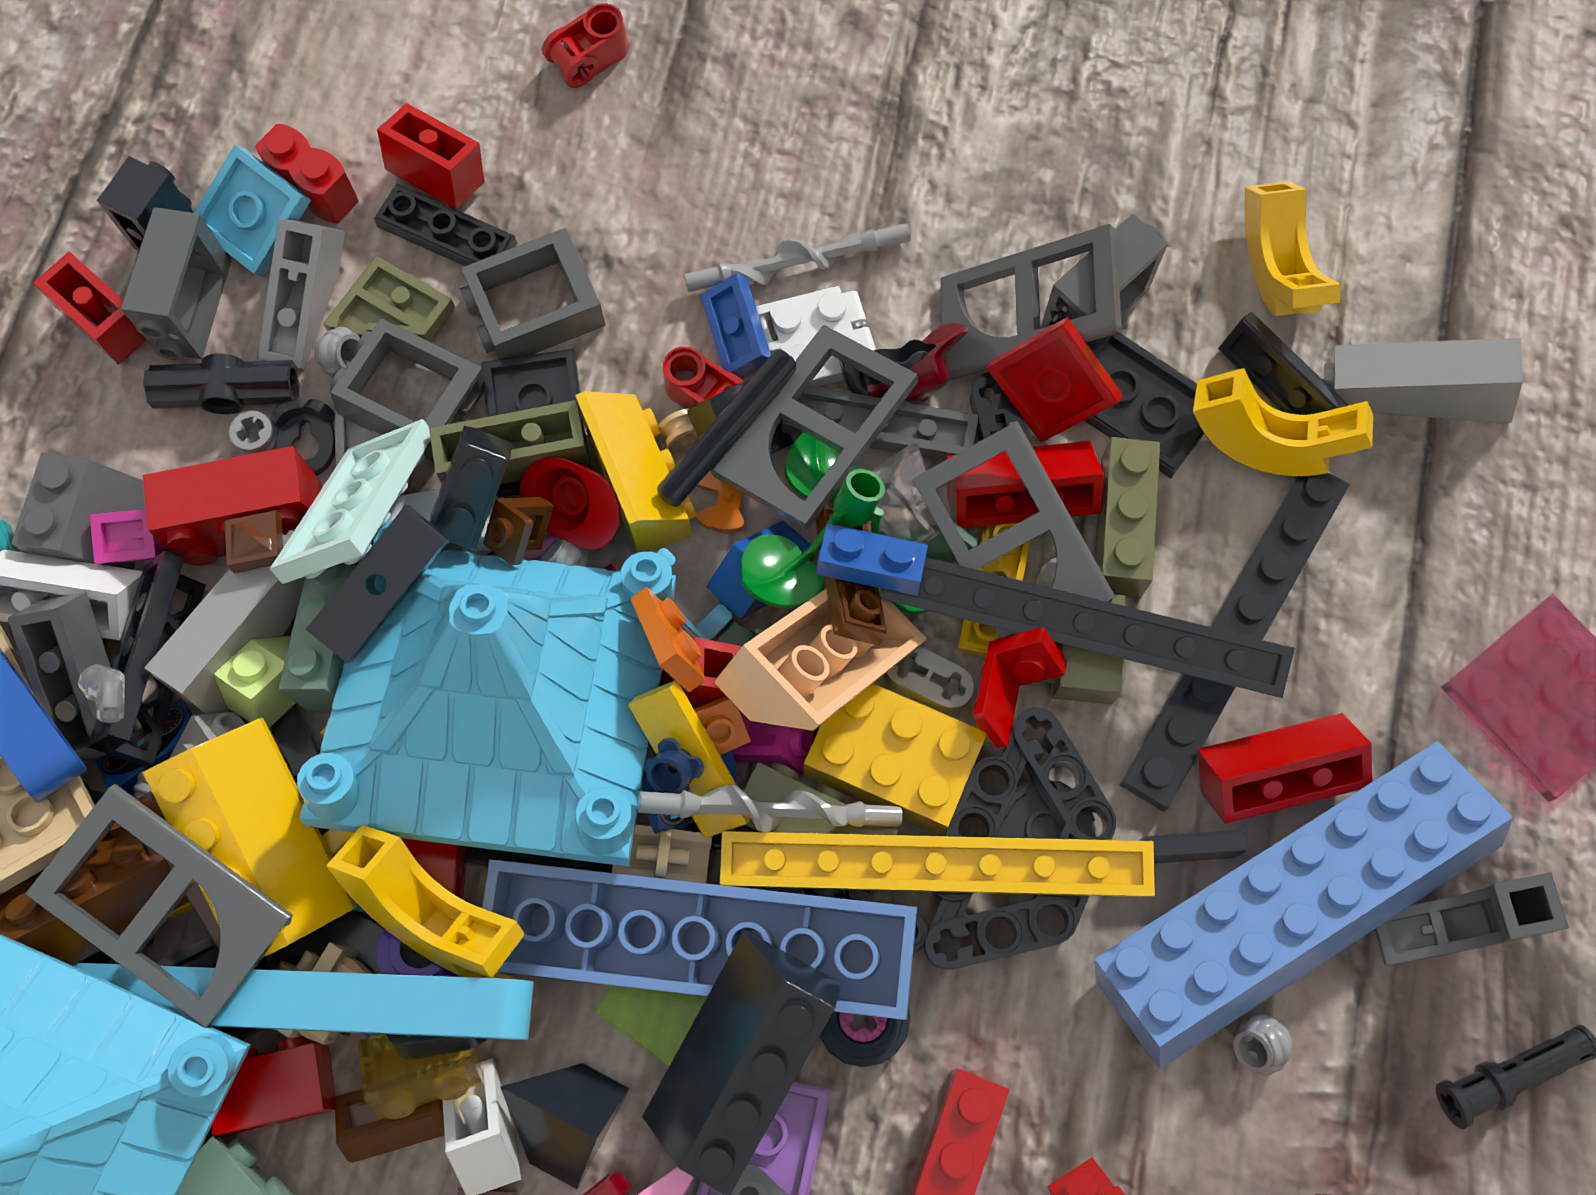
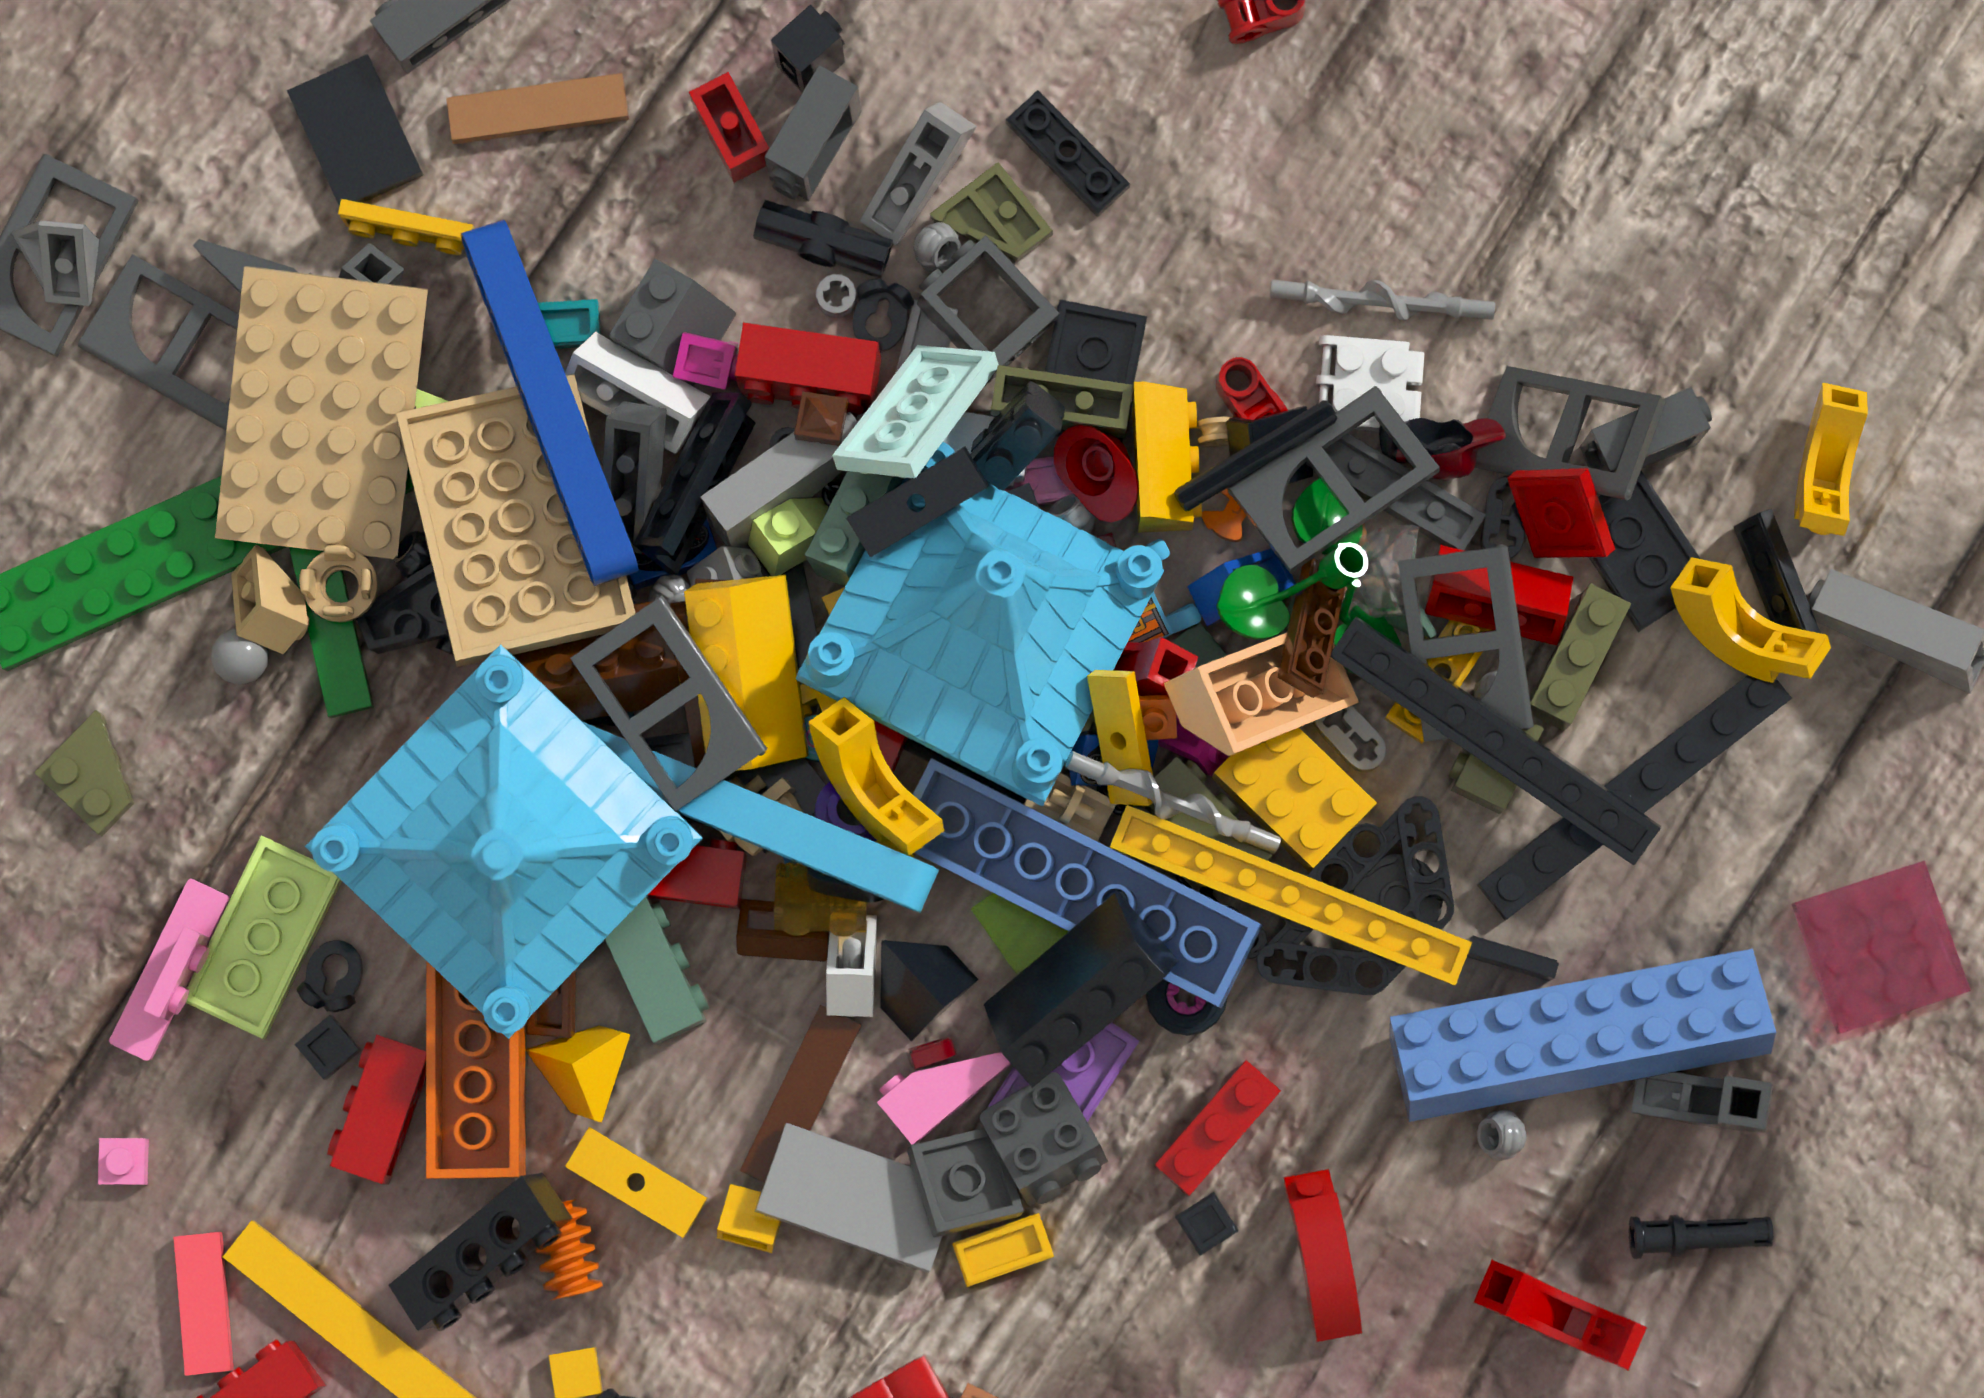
camera: 25 degrees right, 10 degrees up
(106, 688) = (670, 505): clear arm -> none
(246, 206) = (896, 75): medium azure plate -> none
(310, 171) = (967, 62): red brick -> none
(431, 155) = (1079, 81): red brick -> none
(517, 527) = (1044, 480): reddish brown bracket -> none
(545, 330) = (1126, 292): dark grey window -> none
(664, 776) = (1095, 742): dark blue plate -> none
(671, 645) = (1139, 640): orange plate -> none
(735, 325) = (1300, 349): blue plate -> none
(871, 559) = (1333, 624): blue plate -> none
(1008, 665) = (1415, 753): red bracket -> none
(1285, 767) = (1617, 922): red brick -> none

